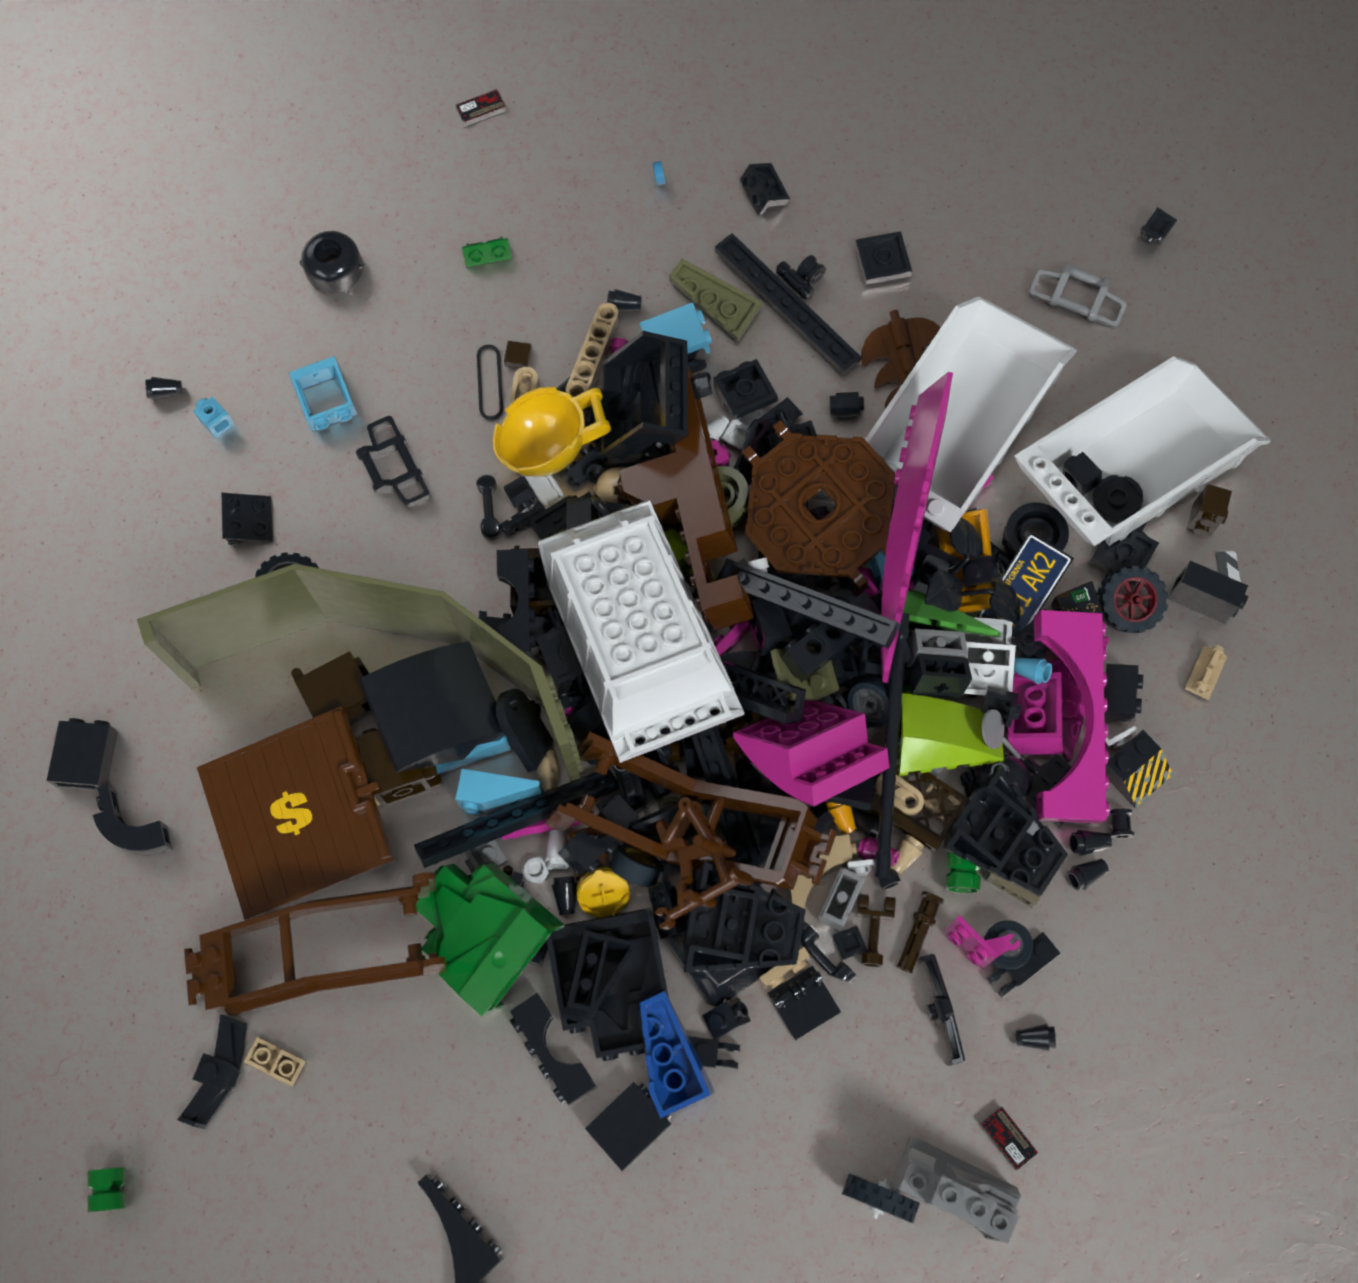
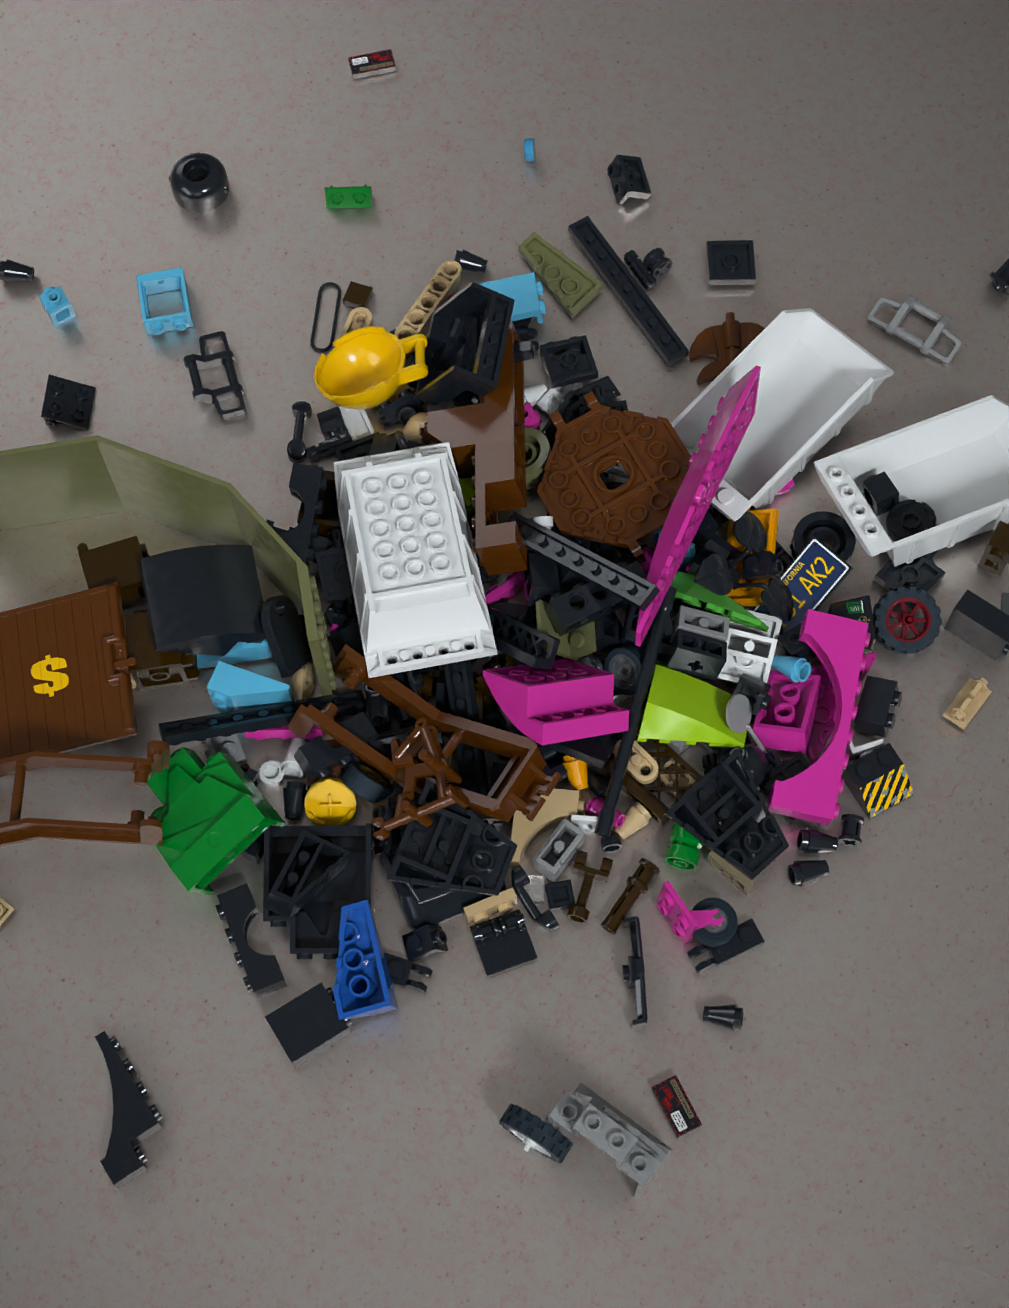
camera: 10 degrees right, 5 degrees down
(846, 404) = (665, 392): black brick -> none

